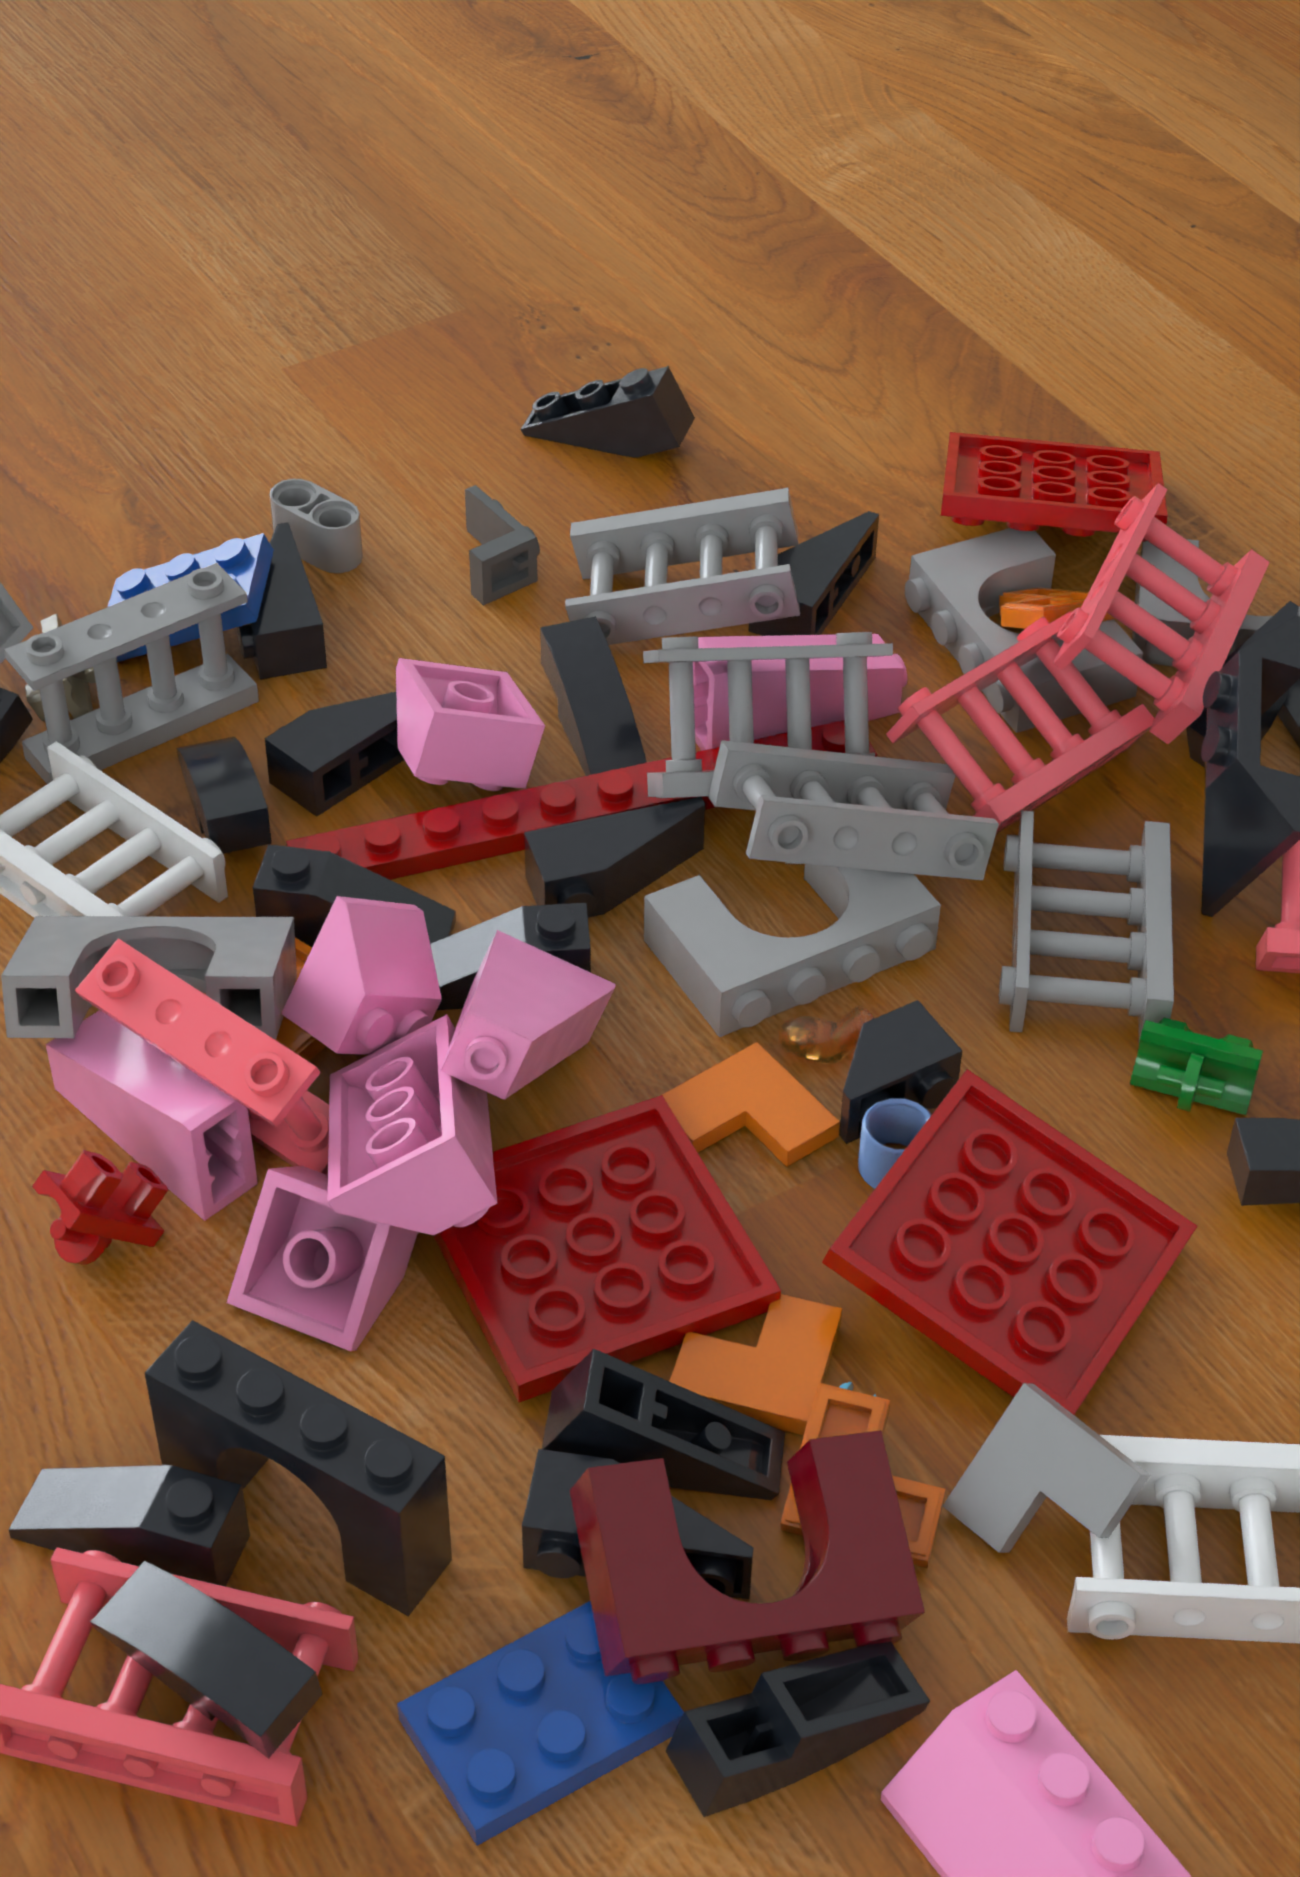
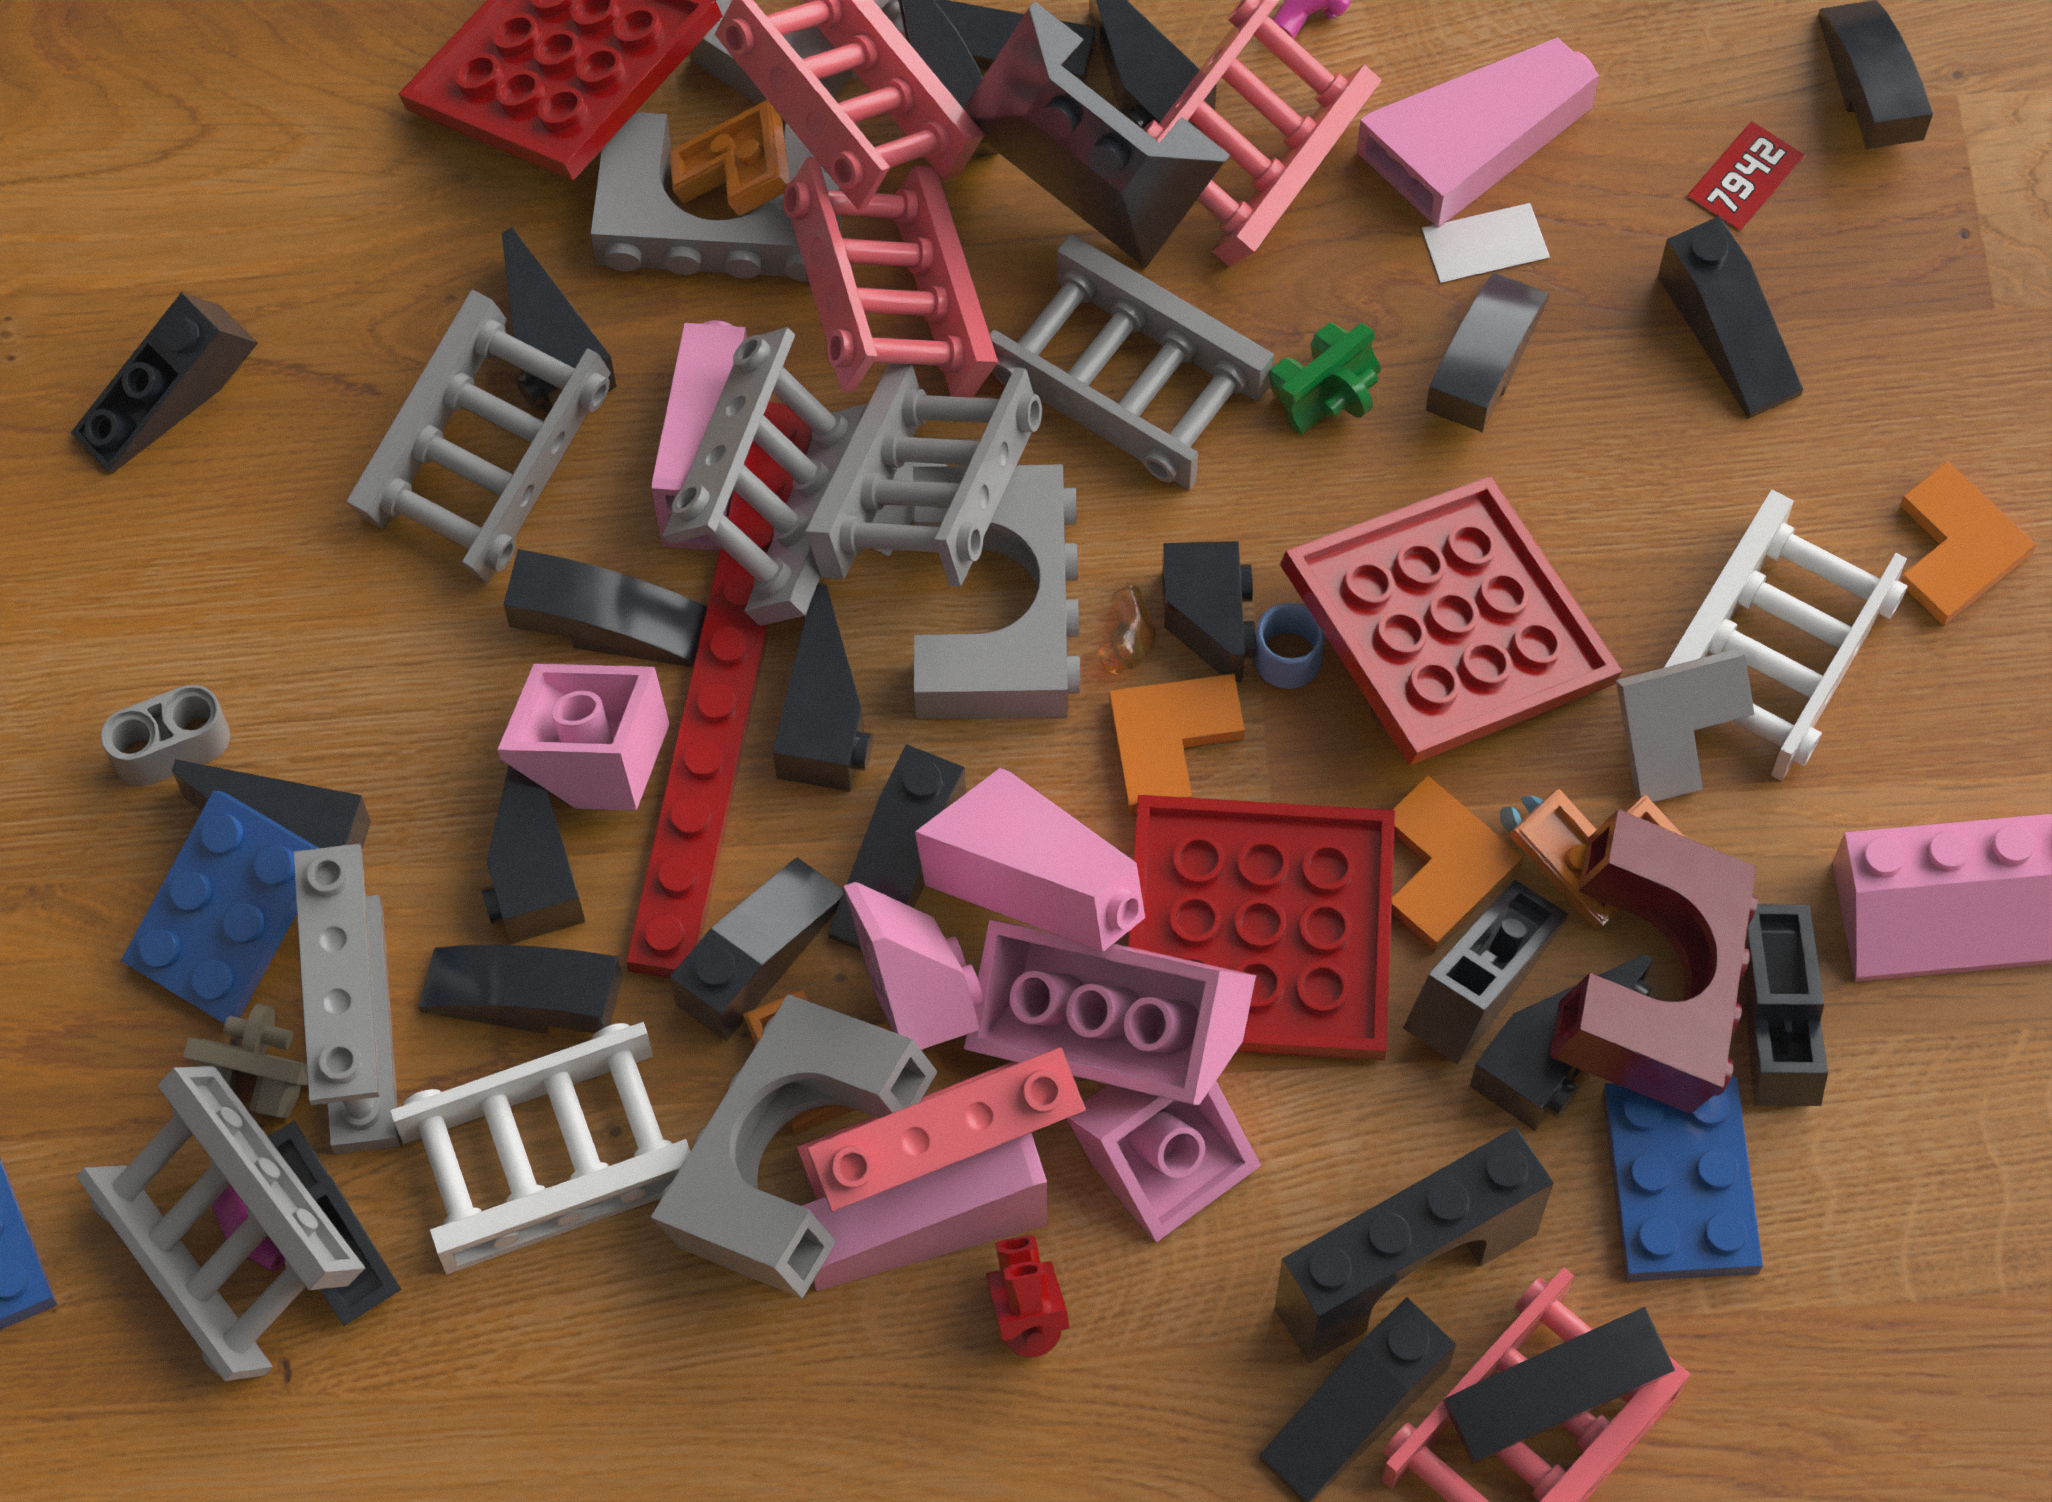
camera: 60 degrees left, 20 degrees up
(507, 550) = (320, 566): dark grey bracket -> none

